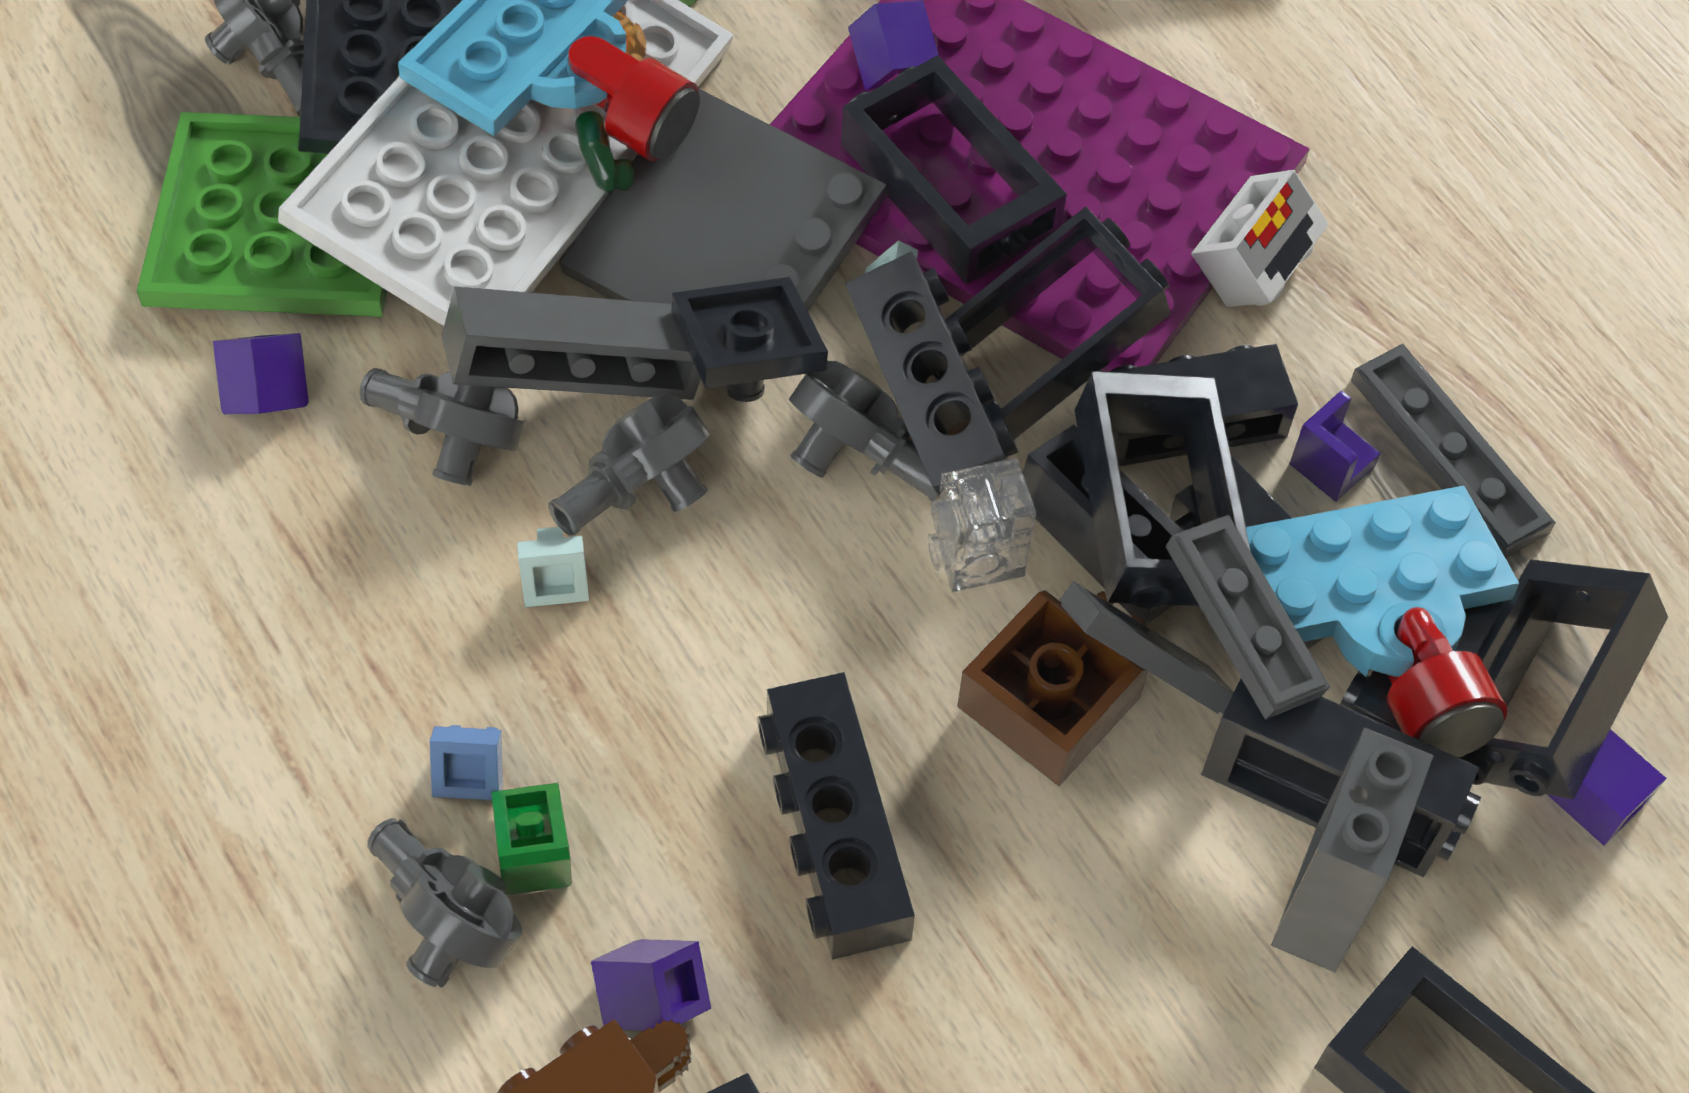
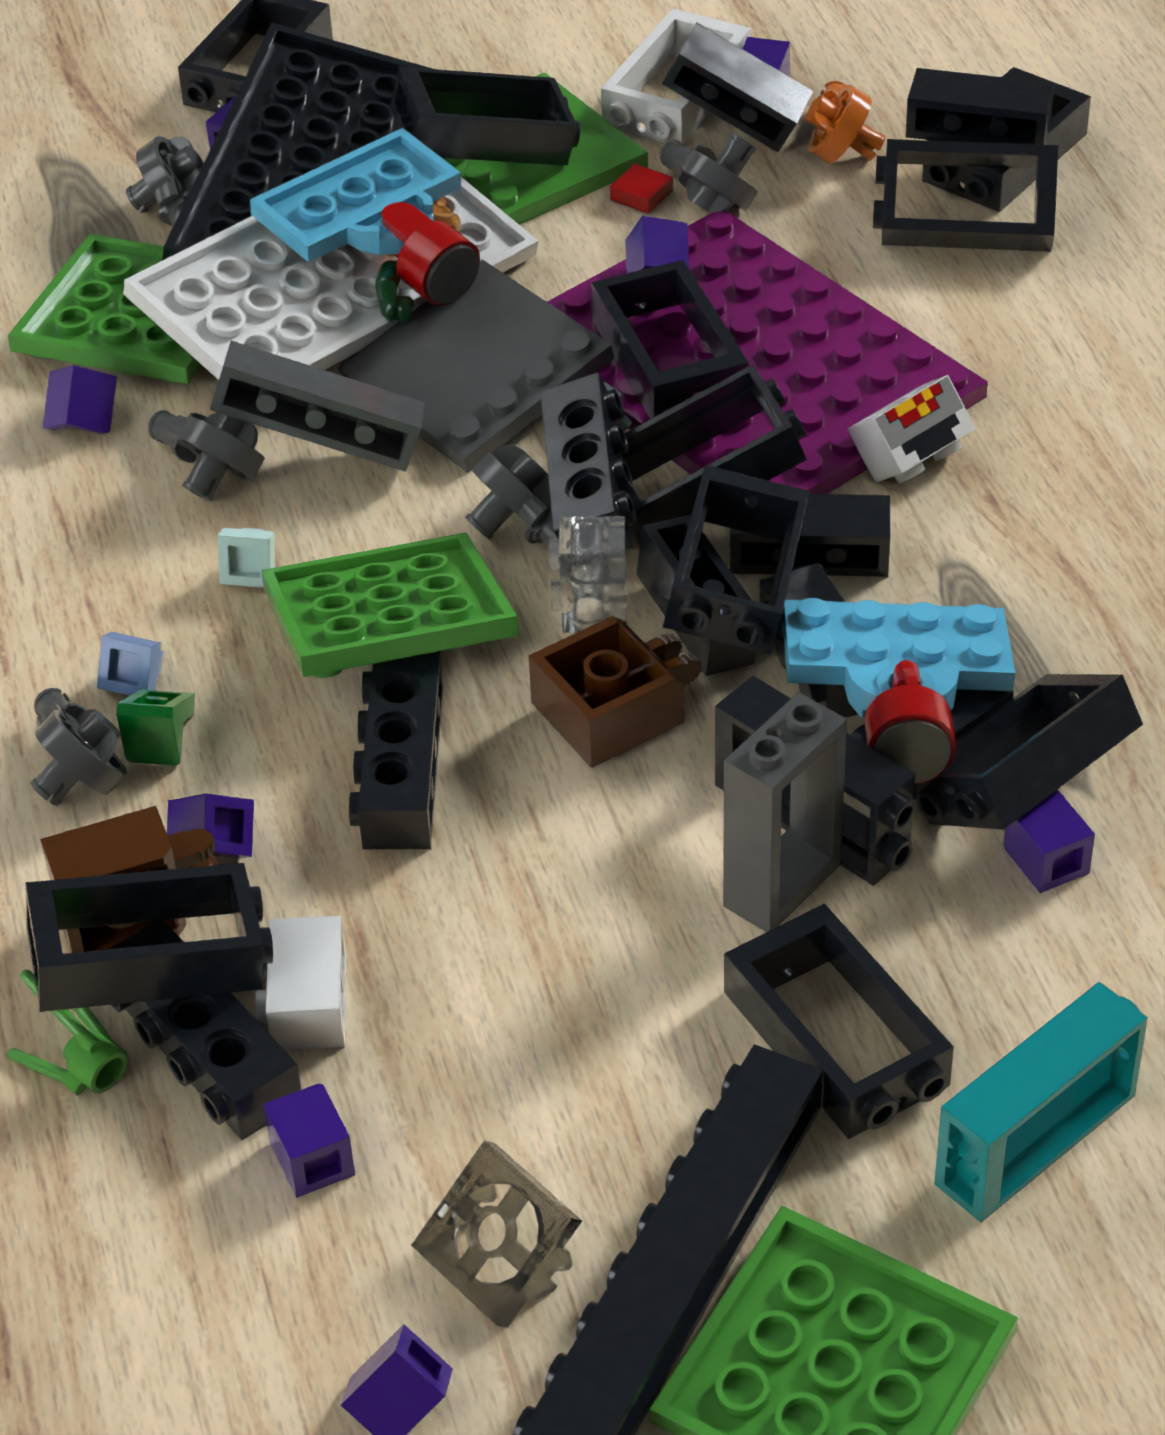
camera: 20 degrees right, 15 degrees down
(638, 447) = (340, 486): dark grey pin -> none
(748, 335) = (453, 421): black tile -> none
(755, 616) = (387, 604): none -> bright green plate
(1146, 648) = (672, 655): dark grey tile -> none
(1247, 617) = (758, 635): dark grey tile -> none
(1331, 452) = (911, 573): dark purple panel -> none
(1451, 447) = (1030, 611): dark grey tile -> none

